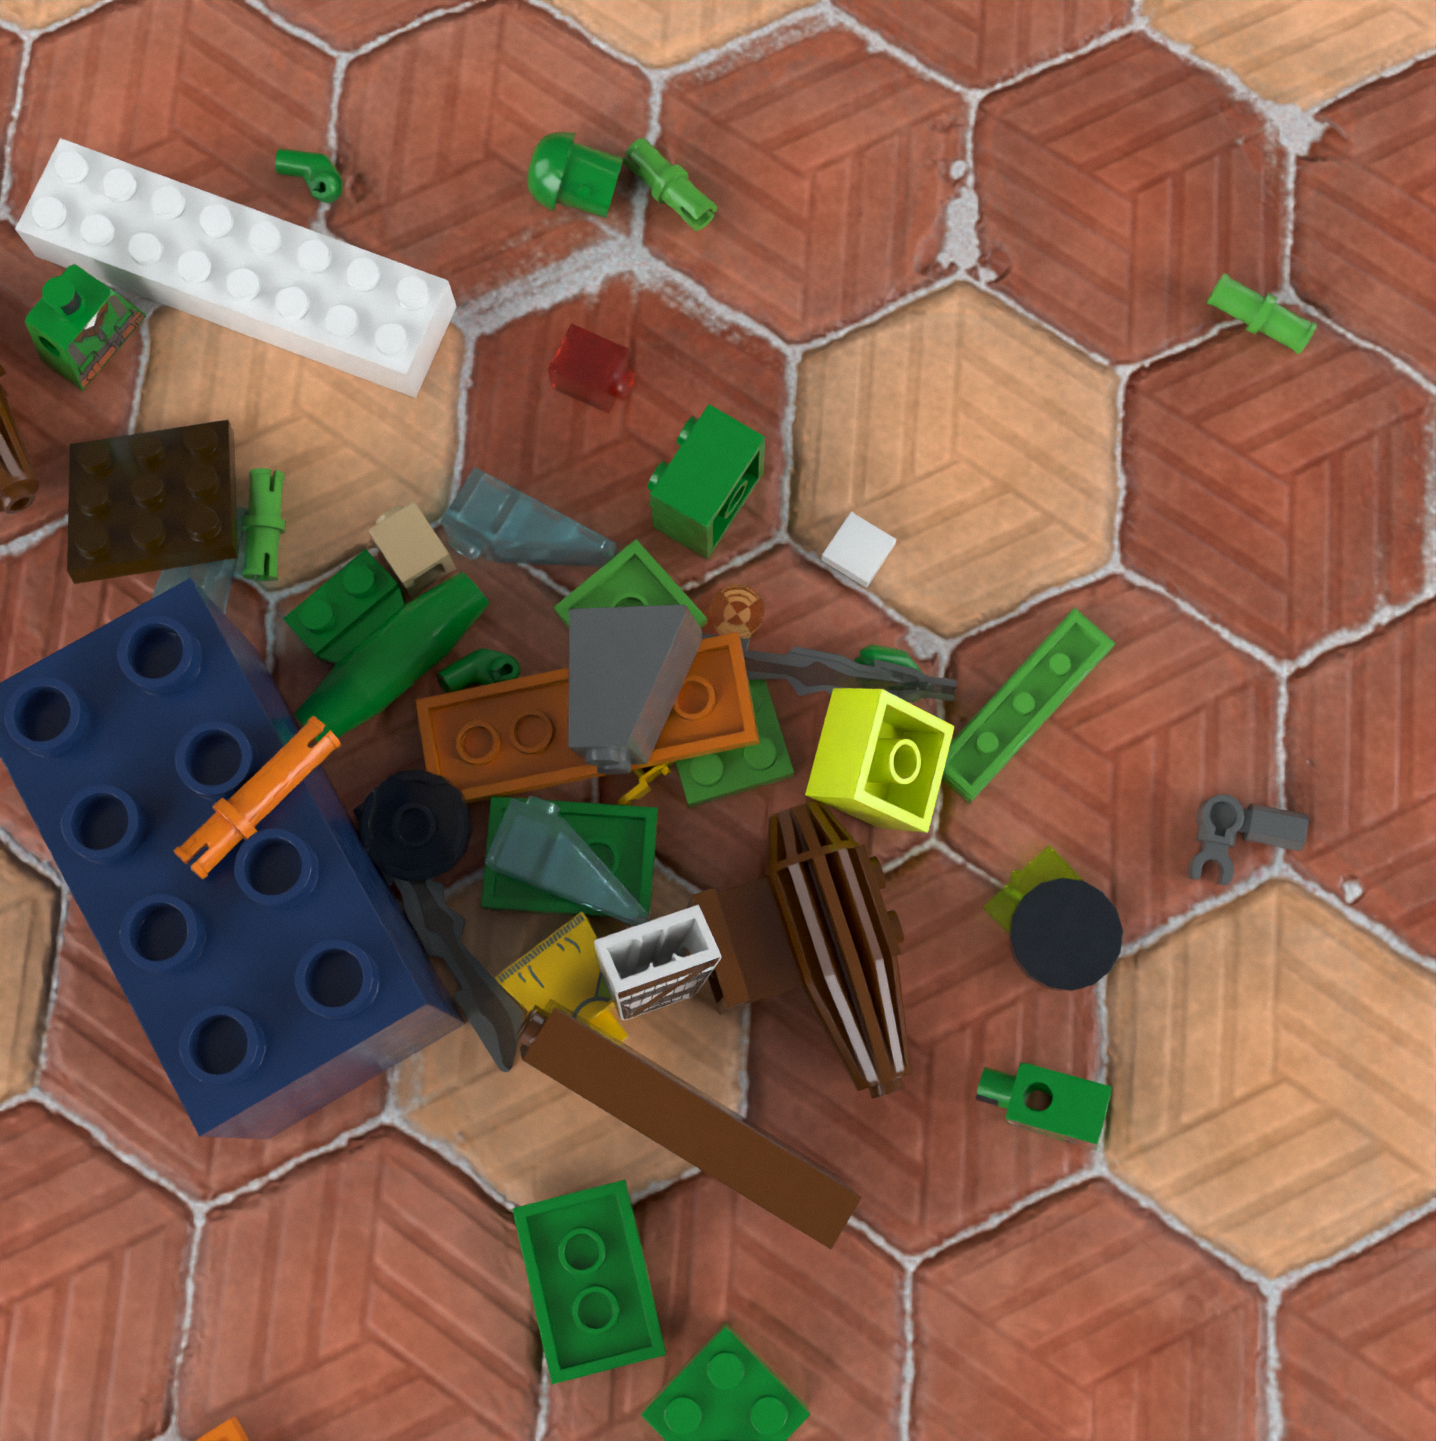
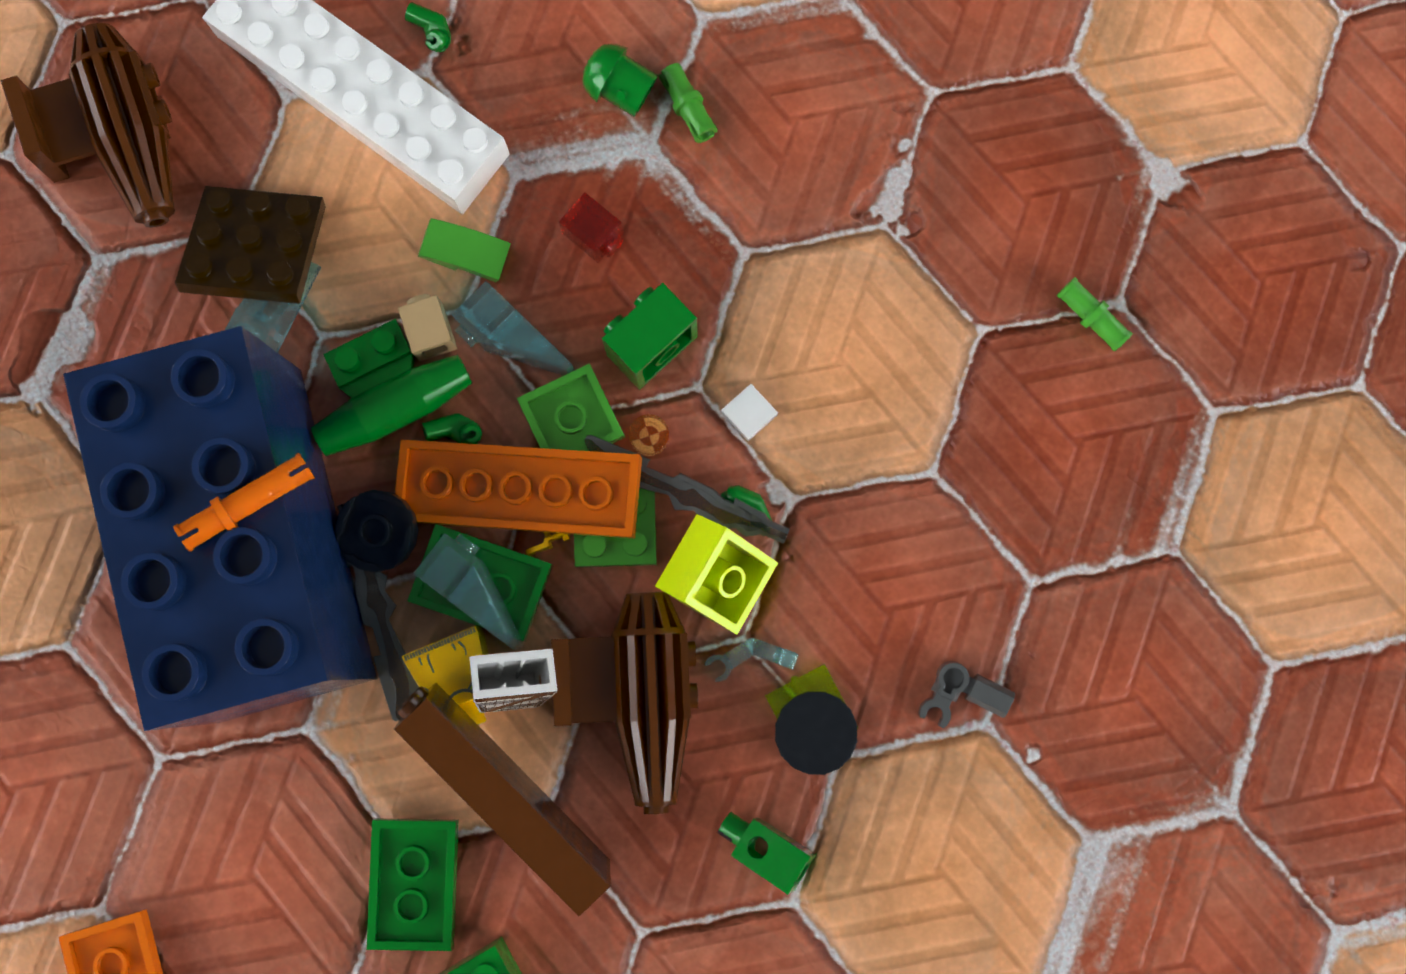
camera: 15 degrees right, 5 degrees up
(80, 325) = (234, 98): green torso -> none
(263, 524) = (327, 281): bright green pin -> none
(433, 437) = (464, 249): none -> bright green slope
(625, 679) = (544, 472): dark grey slope -> none
(987, 849) = (757, 648): none -> clear light blue arm
(1024, 704) = (836, 557): bright green tile -> none

